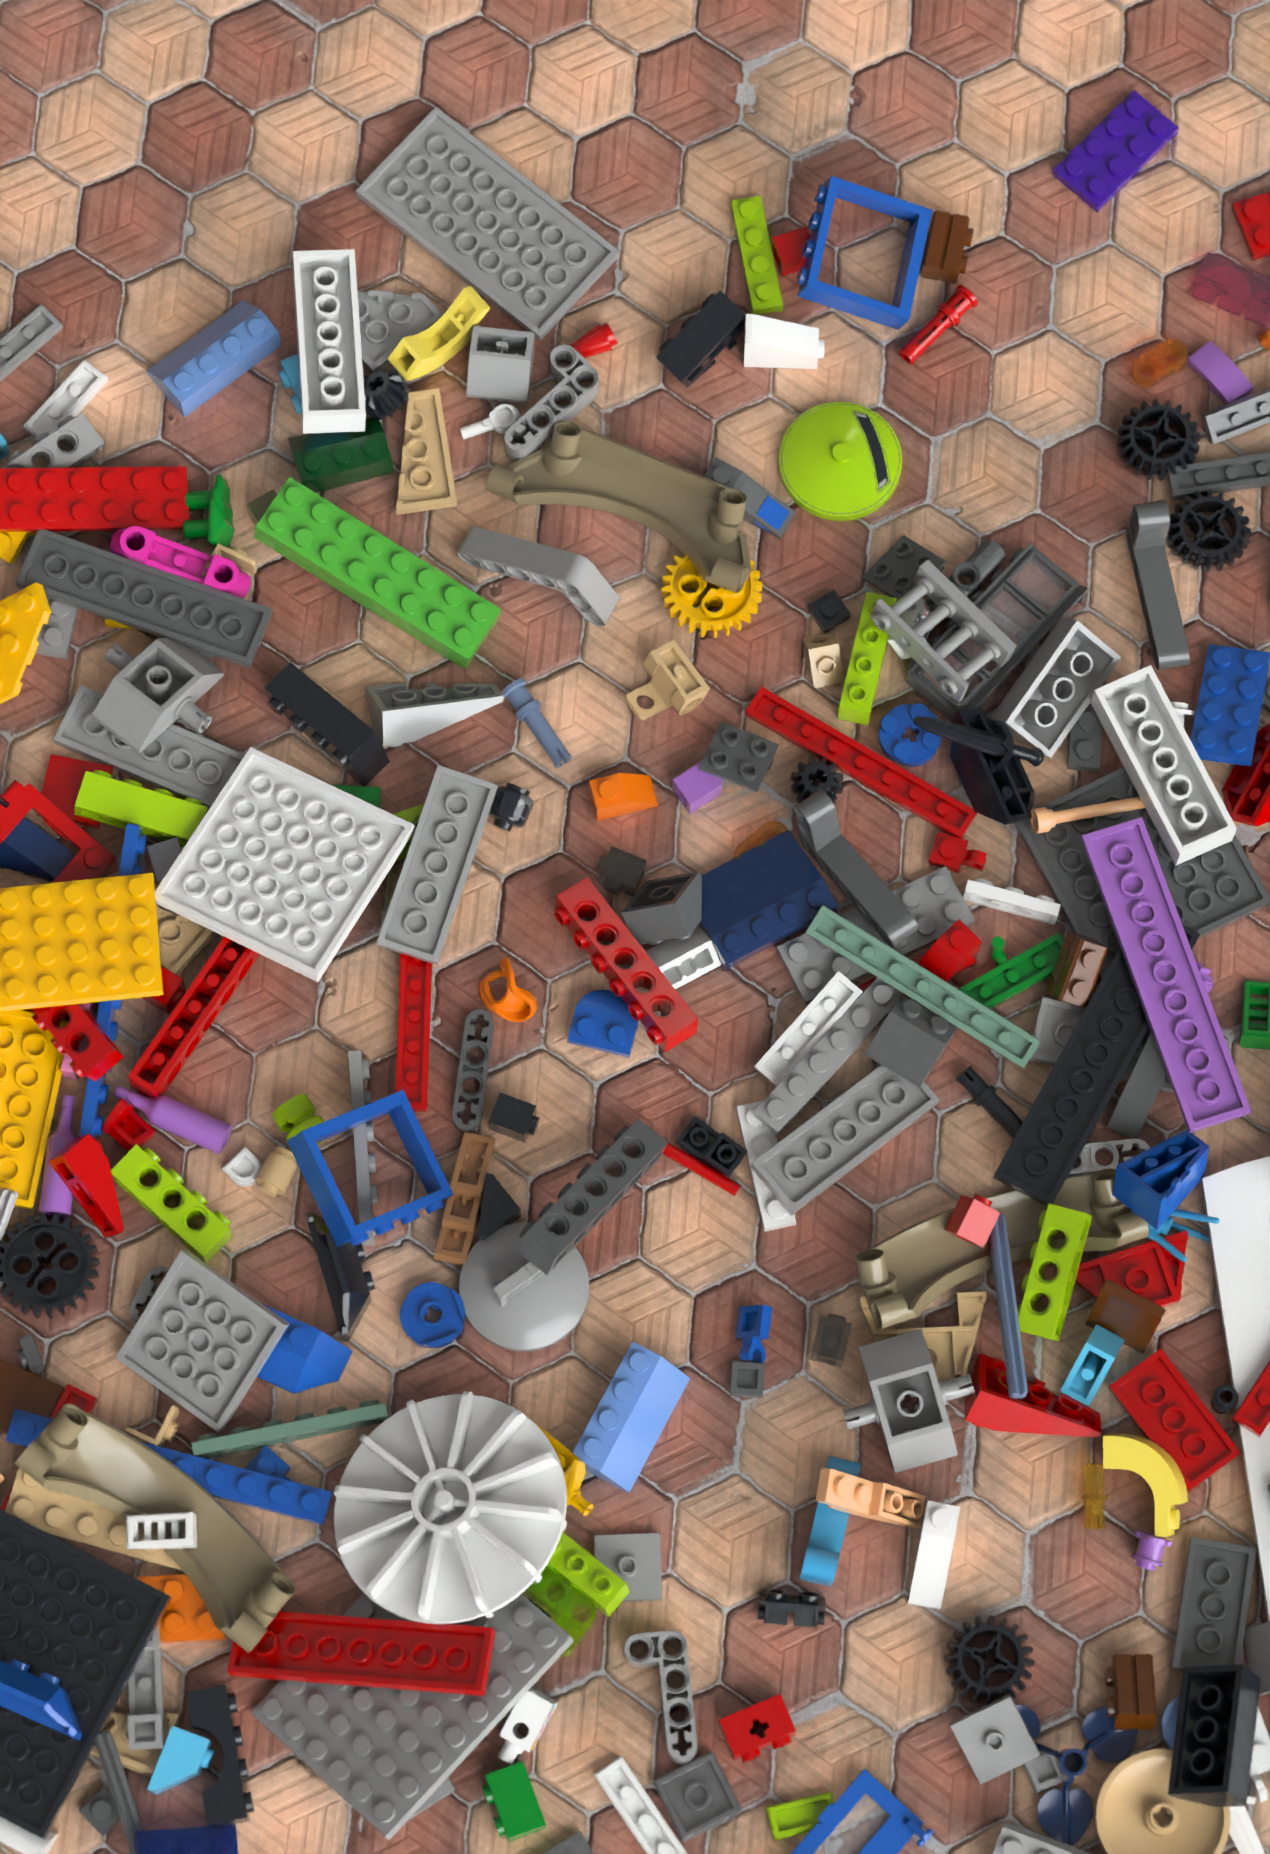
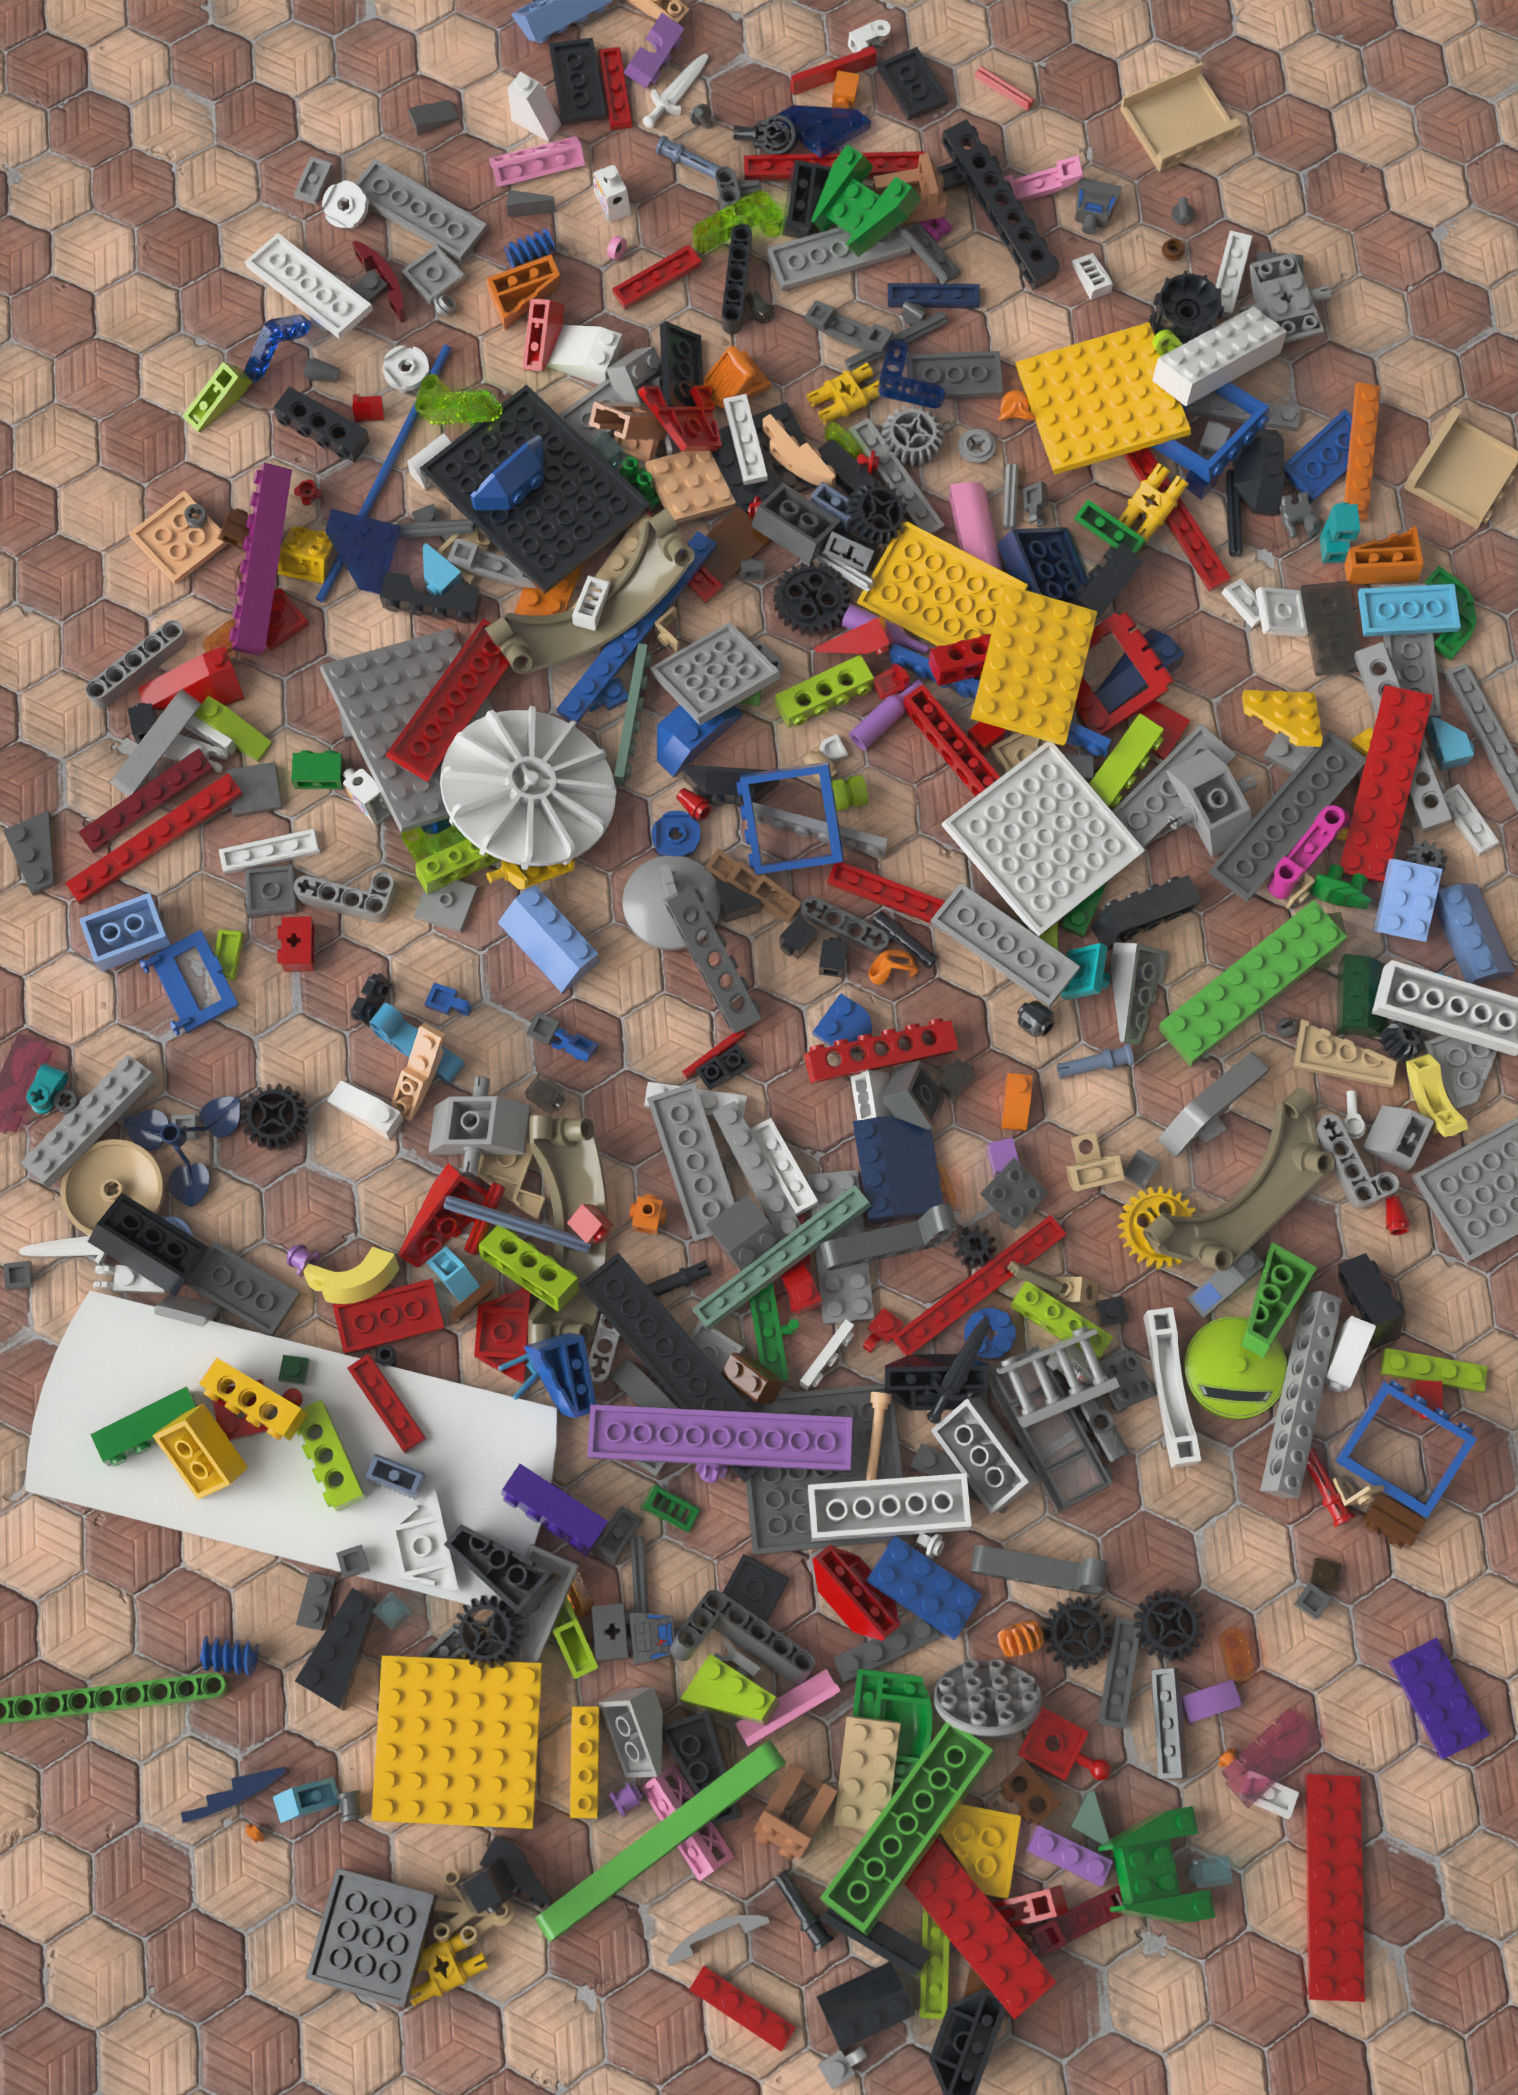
camera: 110 degrees right, 0 degrees up
(141, 421) = (1427, 852): none -> dark grey gear
(205, 433) = (1407, 900): none -> light blue brick
(383, 1308) = (694, 804): none -> red cone
(404, 531) = (1289, 1031): none -> dark grey hinge
(421, 759) = (1091, 973): none -> teal tile
(462, 1001) = (897, 933): none -> black pin
(522, 1067) = (833, 957): none -> black brick
(650, 629) = (1141, 1169): none -> dark grey panel
(750, 435) = (1277, 1294): none -> bright green wedge
(757, 1515) = (444, 999): none -> blue plate
(828, 701) = (1035, 1276): none -> dark tan tile
(846, 378) = (1301, 1395): none -> light grey brick
(856, 537) = (1174, 1410): none -> white arch
(939, 292) = (1356, 1498): none -> tan bracket
(941, 1161) = (647, 1222): none -> orange brick
(994, 1352) = (481, 1227): none -> red axle
(995, 1739) = (217, 1097): light grey plate -> none
(1031, 300) = (1325, 1573): none -> dark brown plate
(1068, 303) = (1312, 1601): none -> dark grey plate
(1094, 1497) = (357, 1236): clear yellow axle -> none
(1132, 1692) = (207, 1204): reddish brown brick -> none
(1242, 583) = (1021, 1638): none -> orange gear

